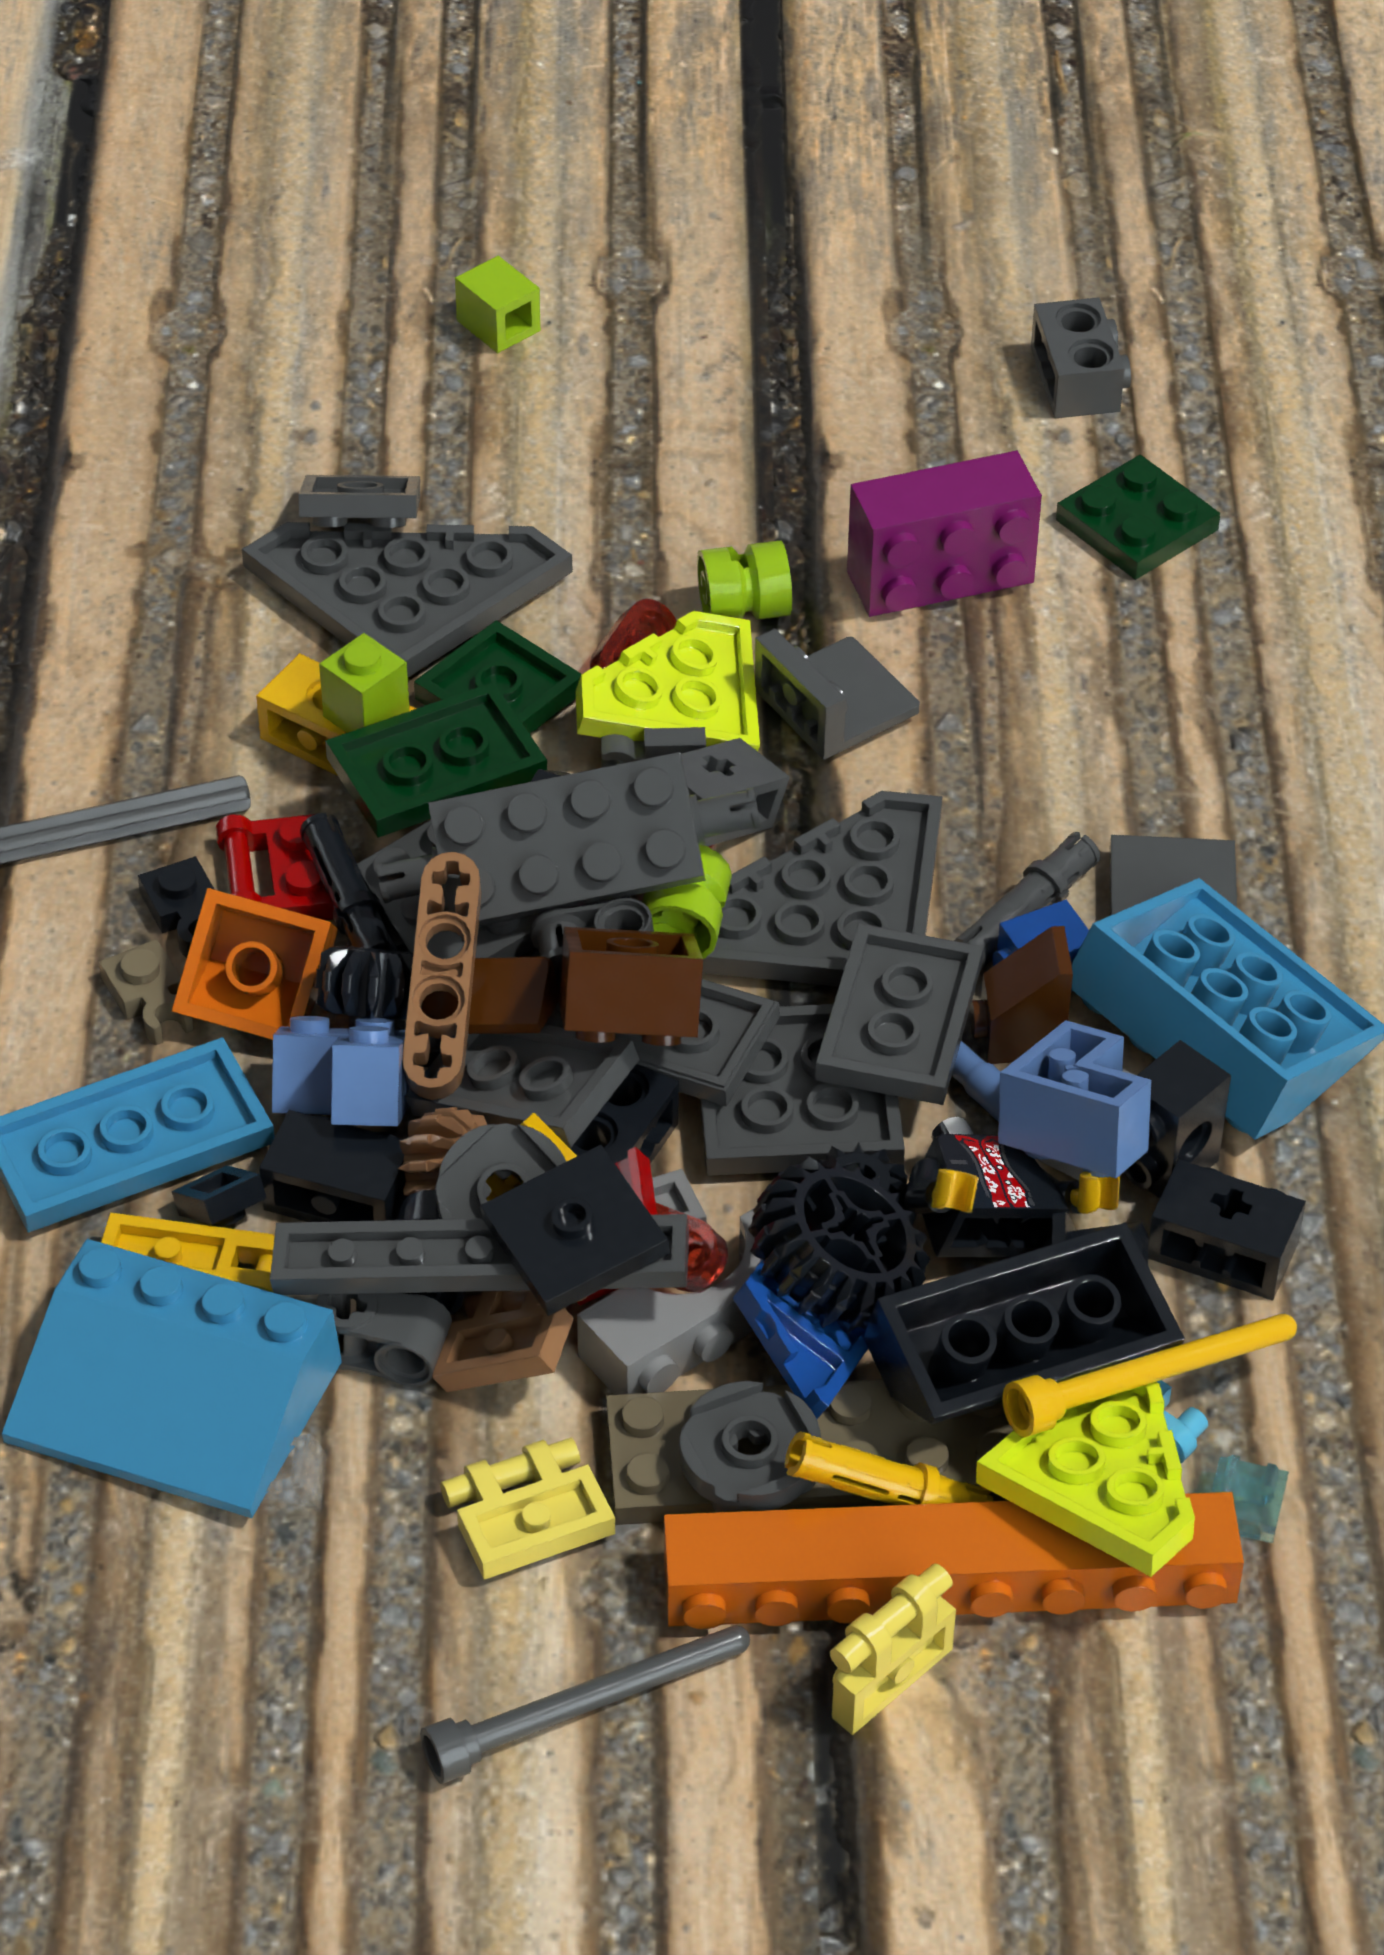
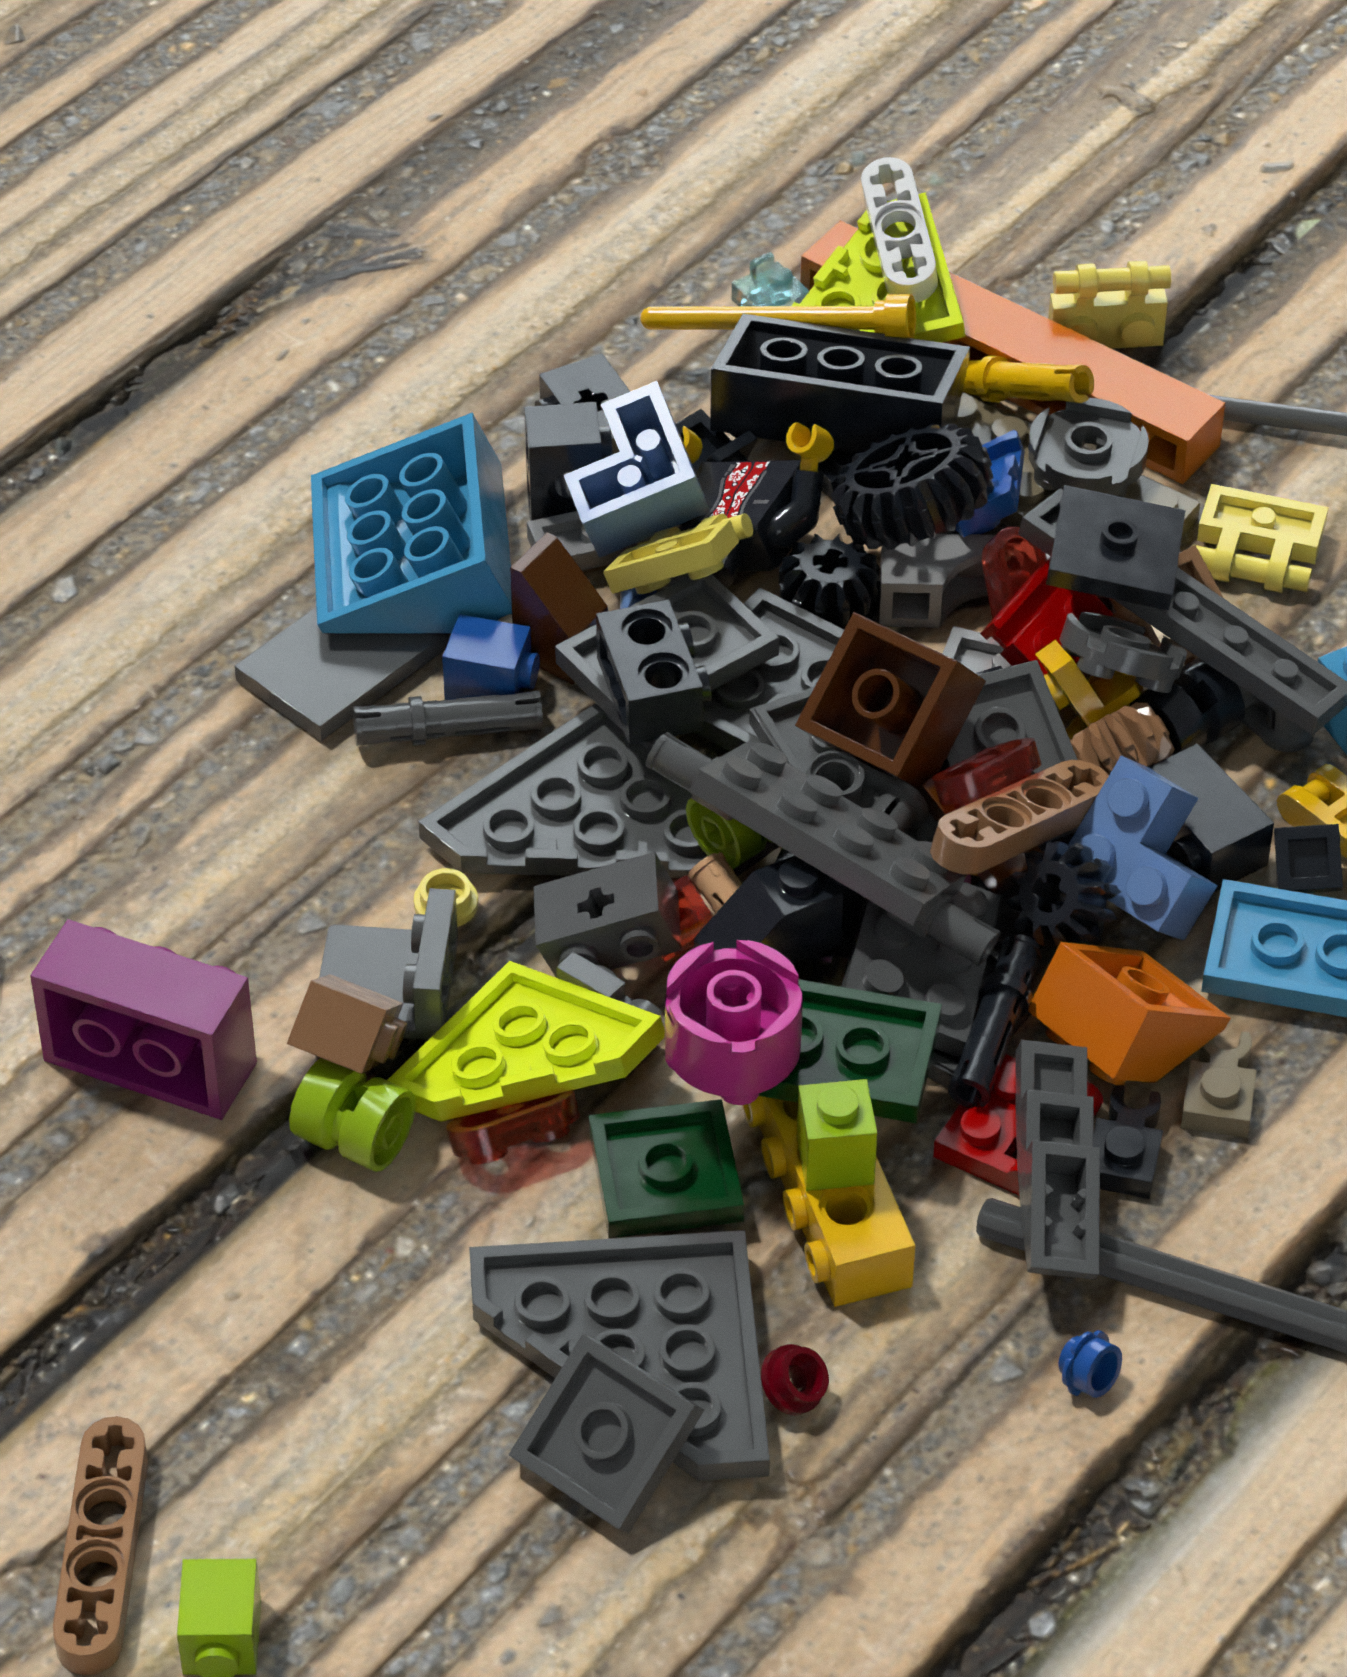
camera: 140 degrees left, 0 degrees up
(81, 735) = (1090, 1364): none -> blue plate
(209, 814) = (1057, 1161): none -> dark grey slope
(275, 611) = (807, 1374): none -> dark red plate
(493, 666) = (733, 1019): none -> dark pink brick
(501, 997) = (987, 772): none -> clear red plate
(628, 307) = (100, 1543): none -> medium nougat beam
(798, 591) = (348, 1024): none -> medium nougat brick
(863, 772) = (453, 880): none -> light yellow plate
(865, 929) = (651, 671): none -> black brick
(959, 1058) = (677, 552): none -> light yellow plate
(1167, 1514) = (905, 209): none -> white beam

